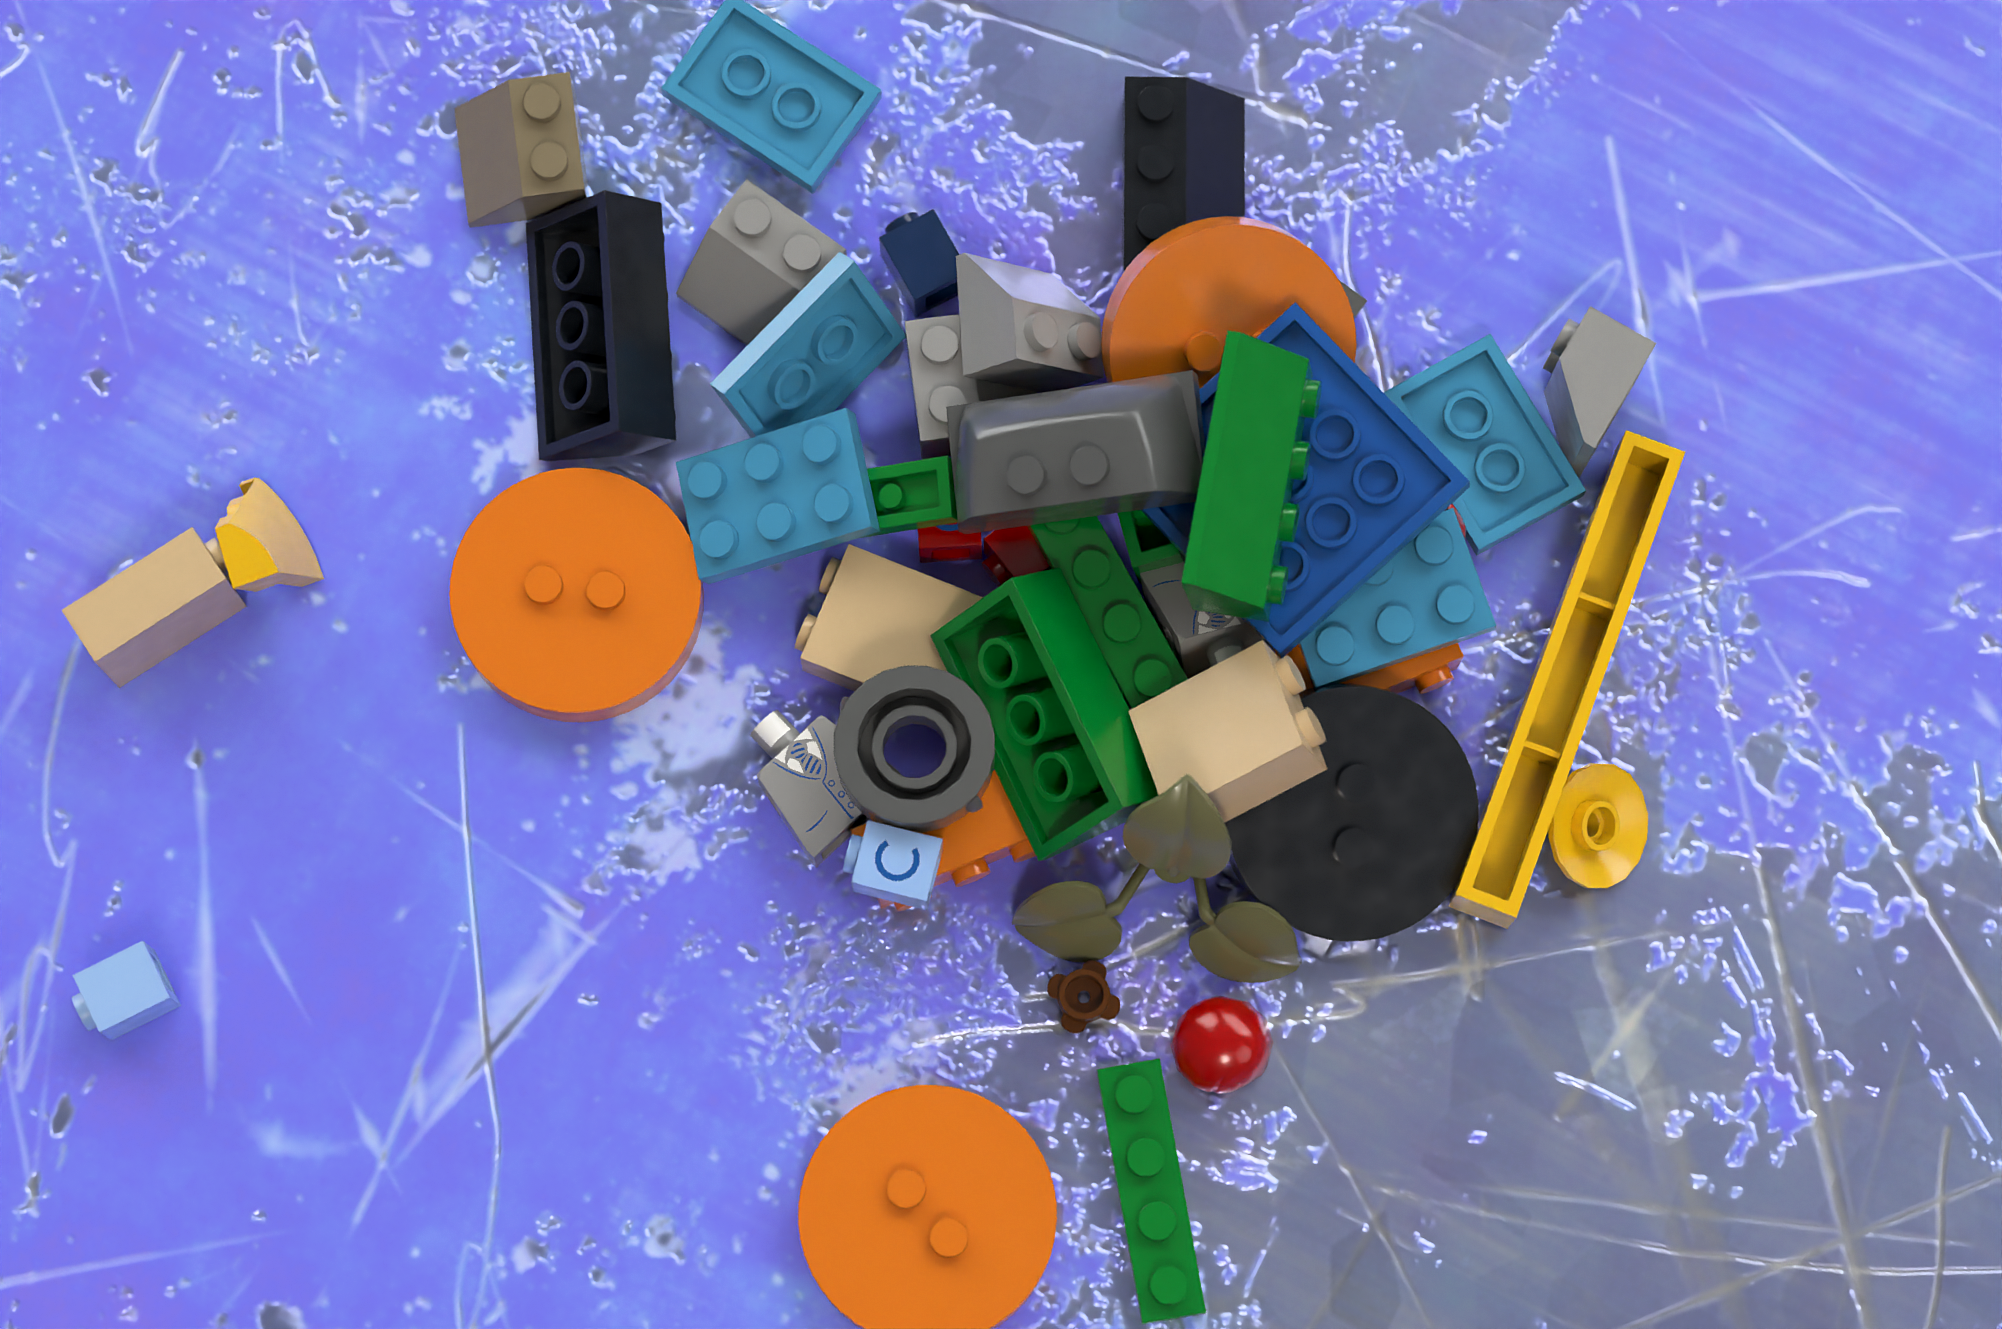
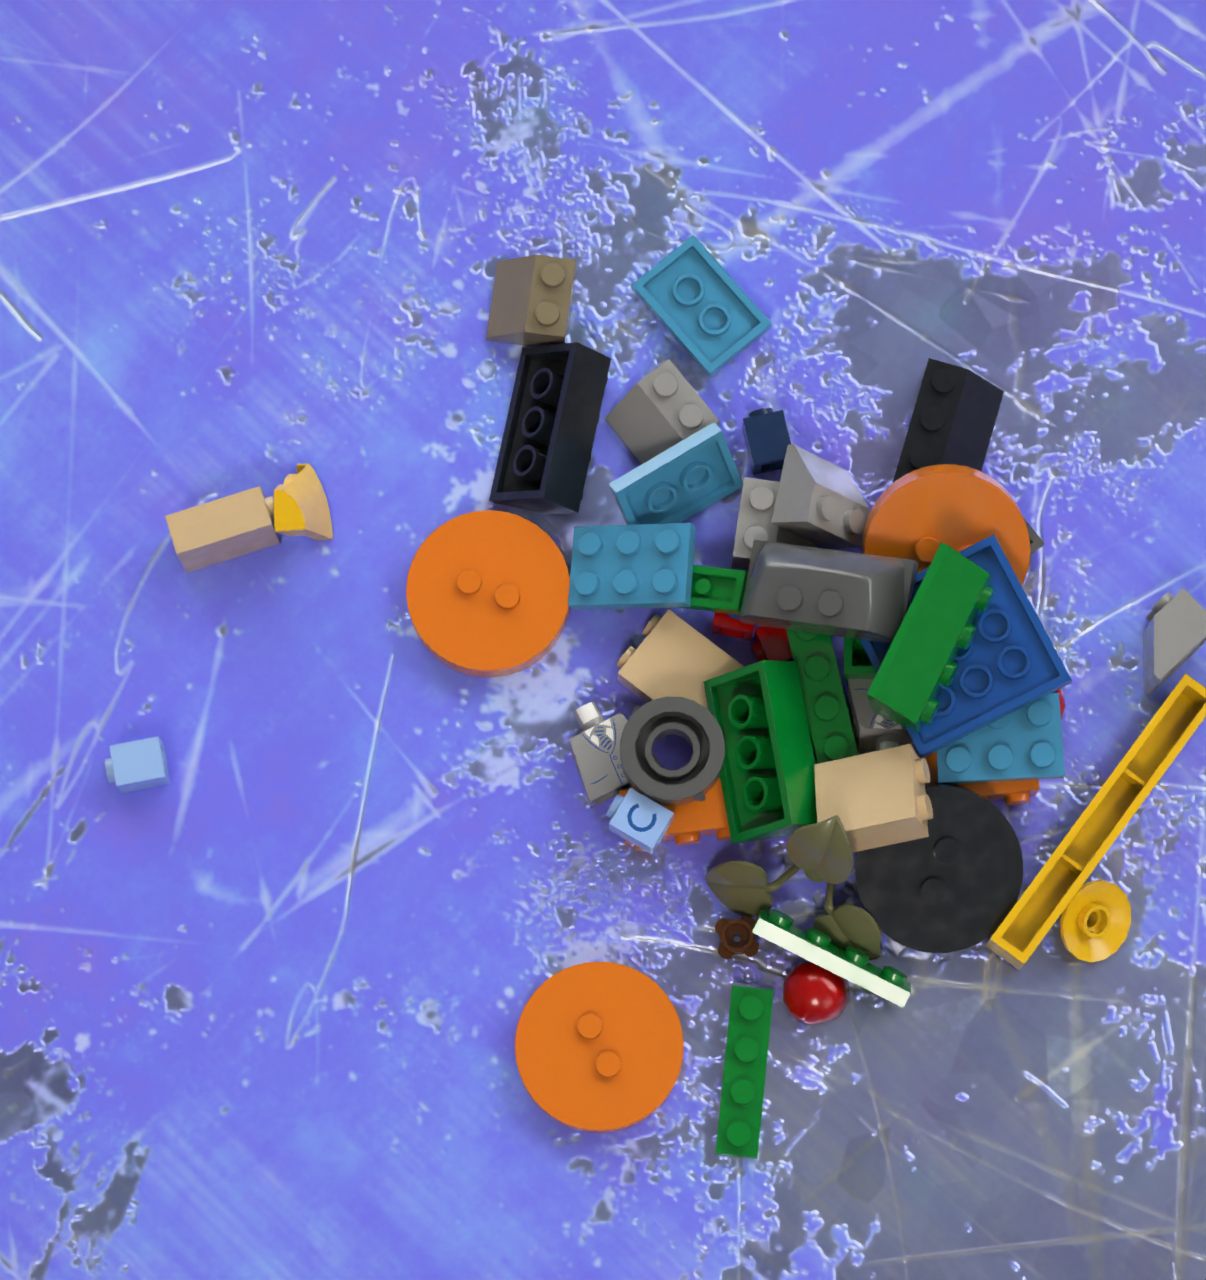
camera: 20 degrees right, 0 degrees up
(1258, 990) = (848, 964): none -> plate
(1494, 437) = (1098, 655): dark azure plate -> none

